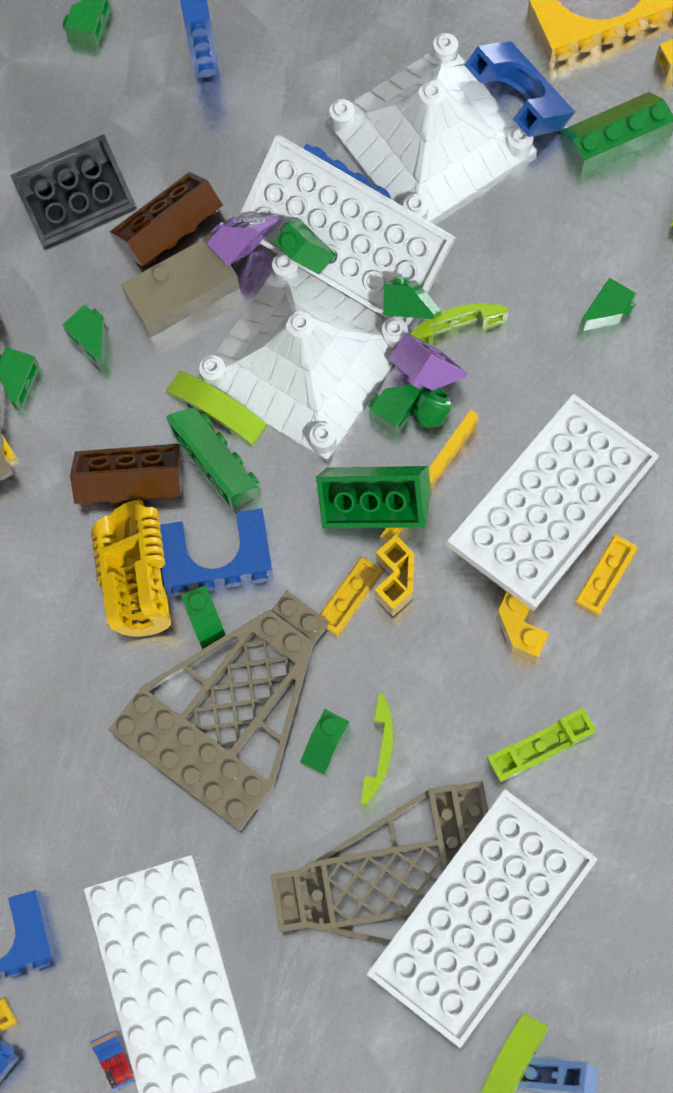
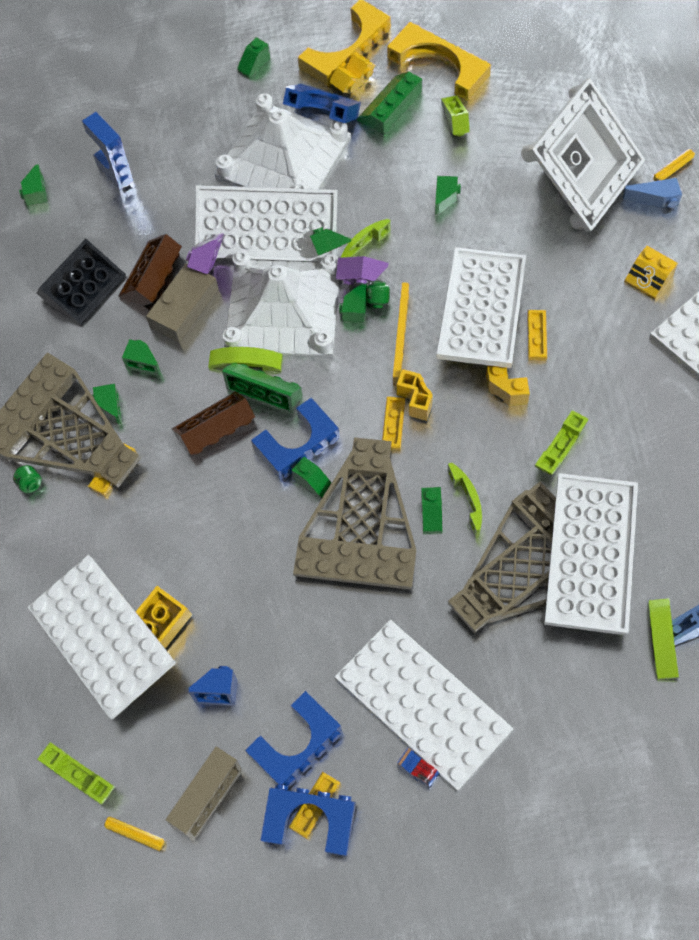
camera: 30 degrees left, 10 degrees down
(128, 561) = (247, 470): yellow connector -> none
(304, 246) = (248, 242): green slope -> none
(374, 497) = (375, 356): green slope -> none
(586, 66) = (354, 75): none -> yellow brick

